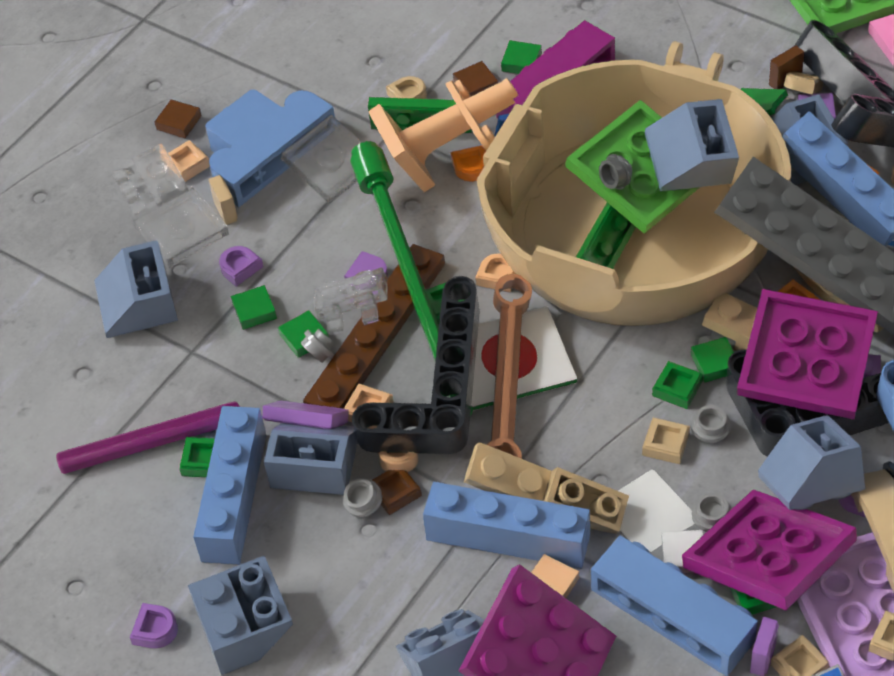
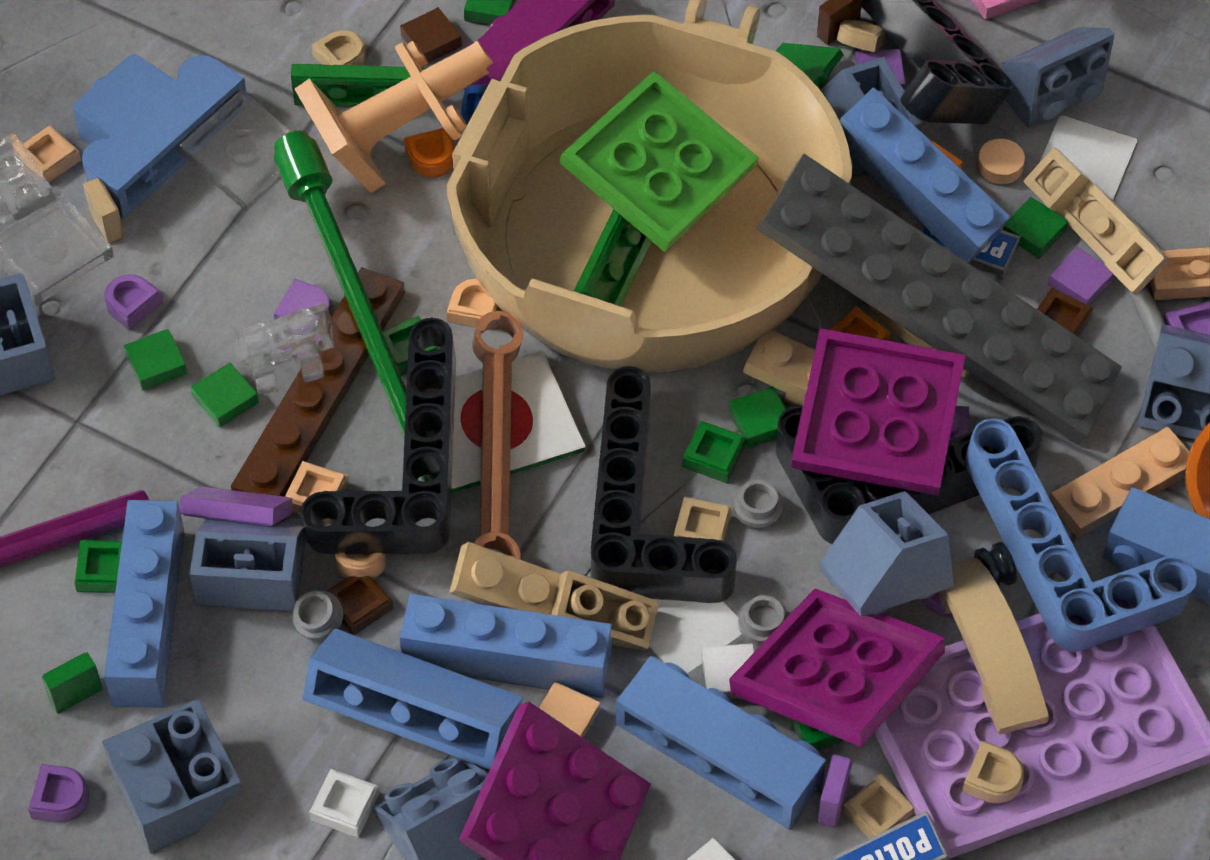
camera: 10 degrees left, 5 degrees up
(170, 542) = (72, 682): none -> green tile
(178, 118) = (31, 93): reddish brown tile -> none
(318, 345) = (246, 411): light grey plate -> none
(374, 642) = (344, 803): none -> white tile
(427, 561) = (410, 697): none -> medium blue brick
(602, 416) = (623, 501): none -> black beam
(615, 172) = (626, 173): dark grey plate -> none
(693, 146) = (725, 137): sand blue slope -> none

